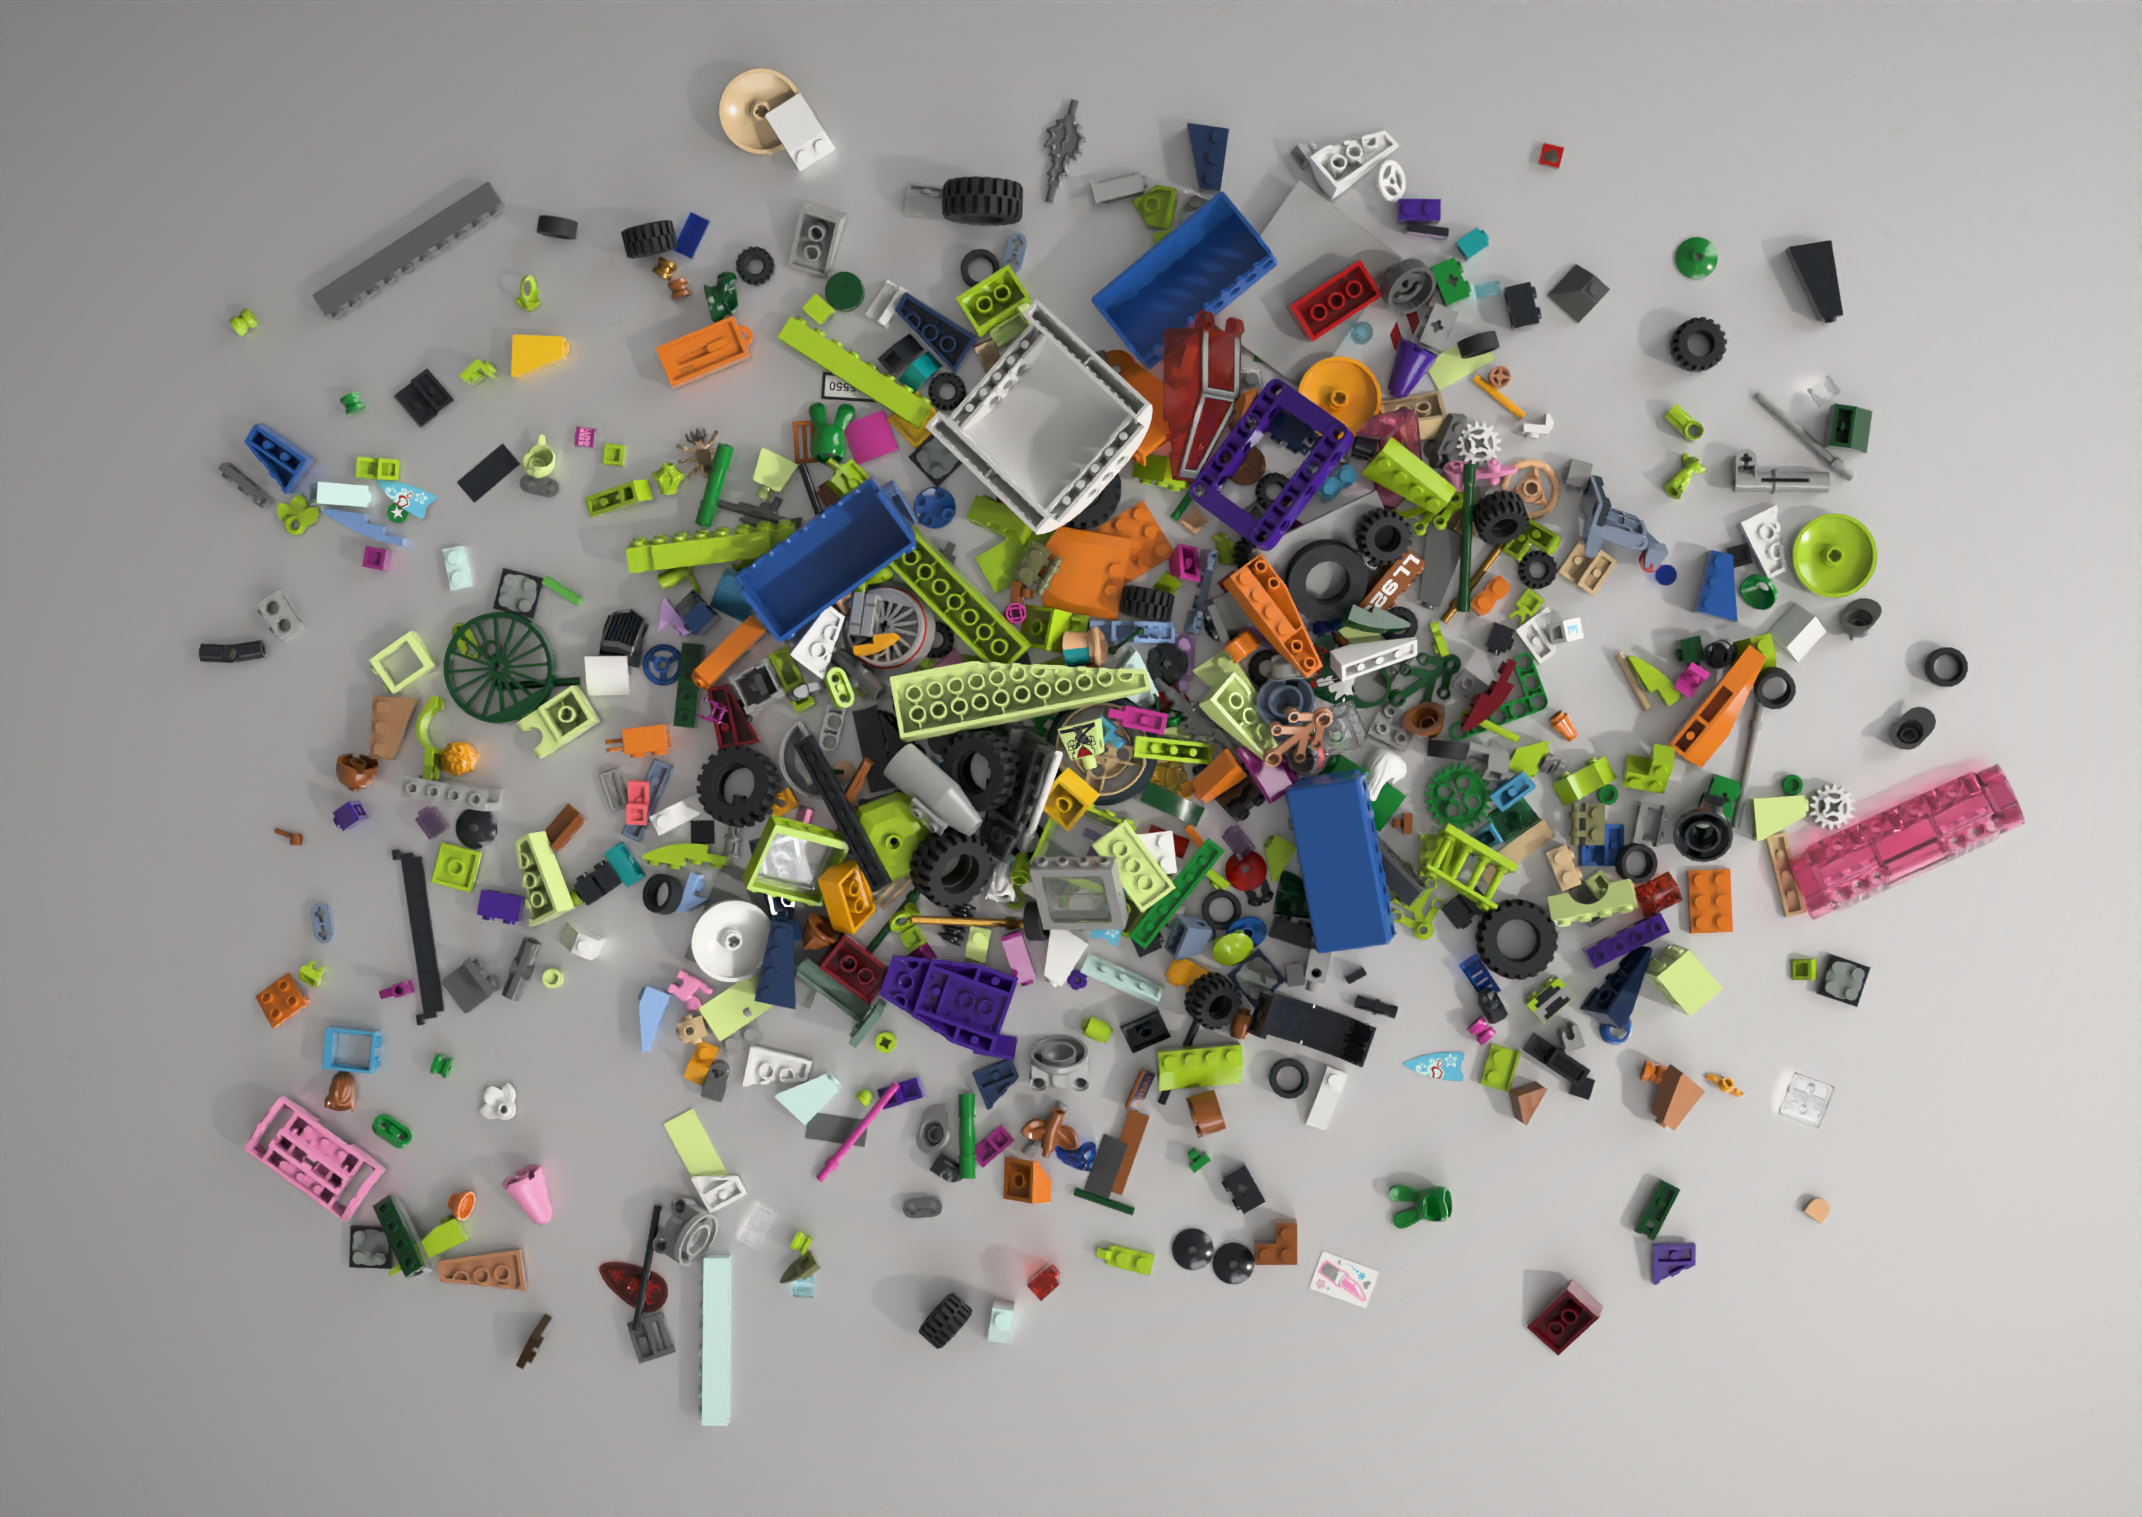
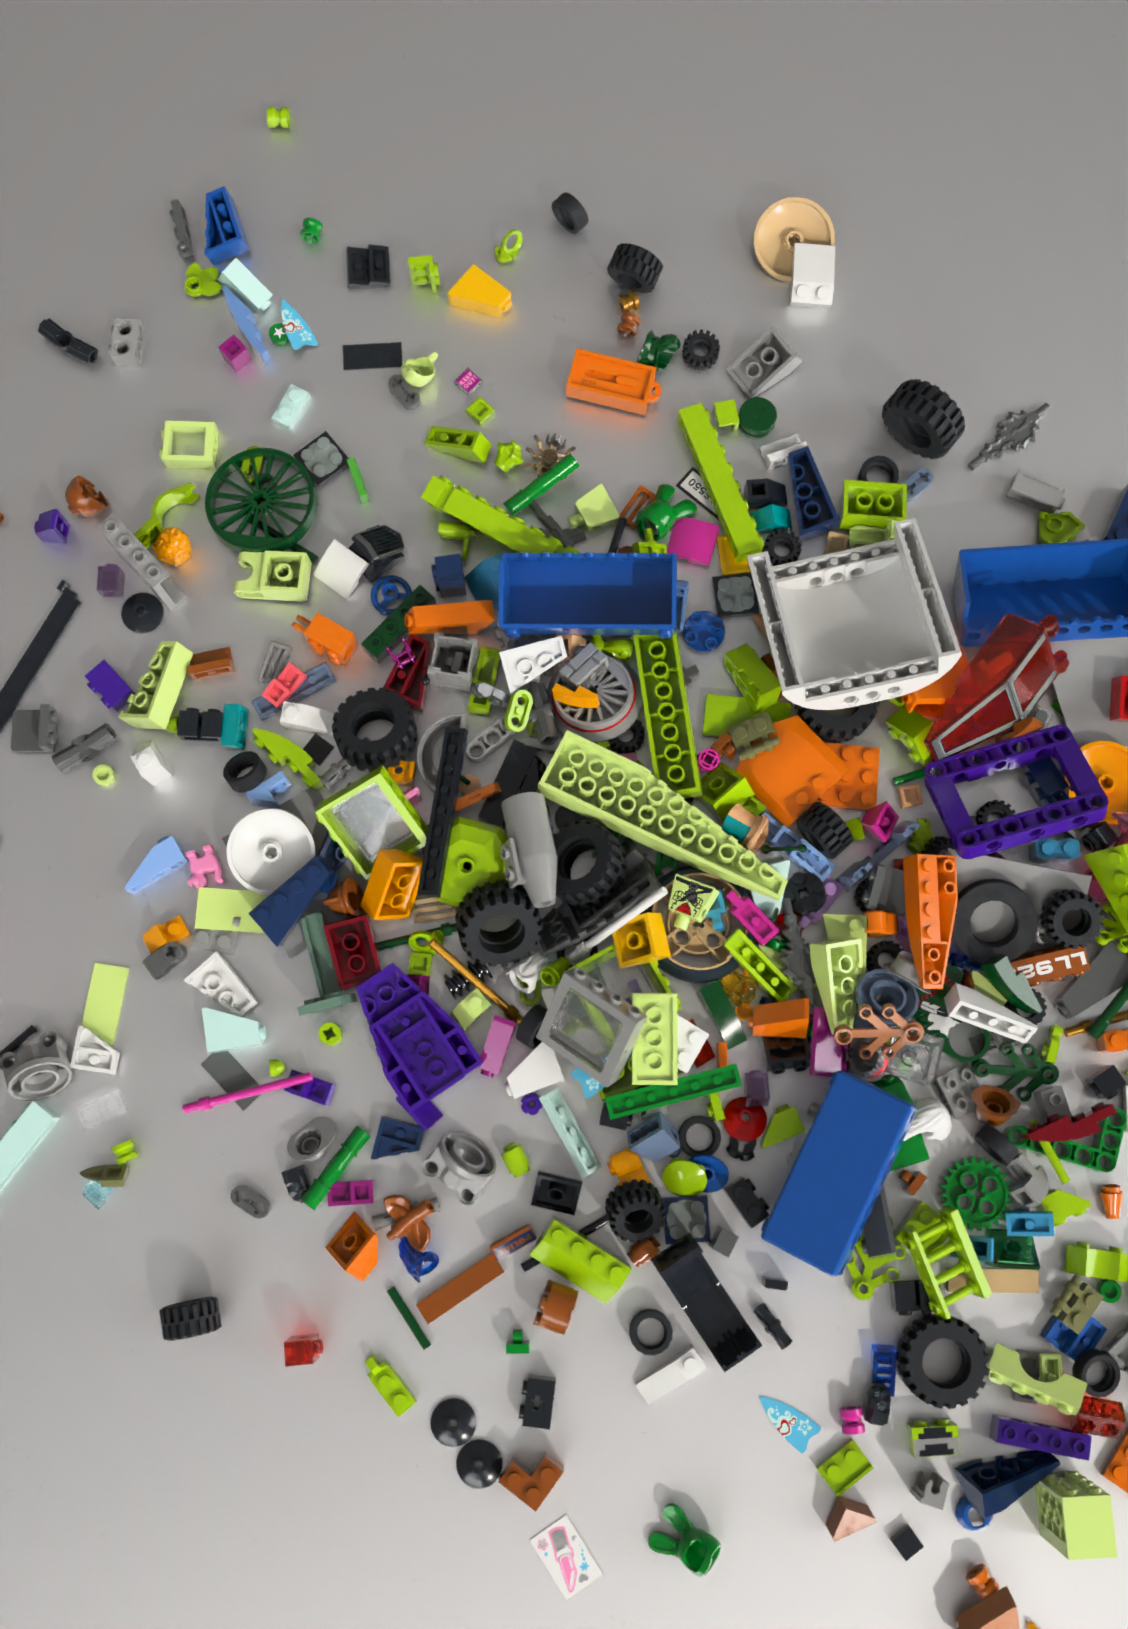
camera: 35 degrees right, 10 degrees down
(377, 468) = (290, 291): lime slope -> none
(389, 725) = (139, 482): medium nougat wedge -> none
(409, 250) = (443, 154): dark grey brick -> none
(456, 867) = (100, 630): lime plate -> none
(668, 615) = (424, 560): lavender slope -> none
(691, 235) = (668, 295): clear blue tile -> none
(697, 1023) = (187, 901): tan brick -> none
(923, 201) = (870, 396): light grey panel -> none
(1000, 1321) = (238, 1356): light aqua slope -> none
(1106, 1166) = (433, 1287): dark grey sticker -> none
(1251, 469) = (987, 788): dark orange tile -> none
(1291, 896) = (768, 1173): dark green brick -> none
(1313, 961) = (750, 1241): light grey torso -> none
(1552, 766) = (1078, 1230): flat silver wheel -> none
(1556, 1059) = (901, 1500): black slope -> none
(1562, 867) = (1027, 1326): tan brick -> none

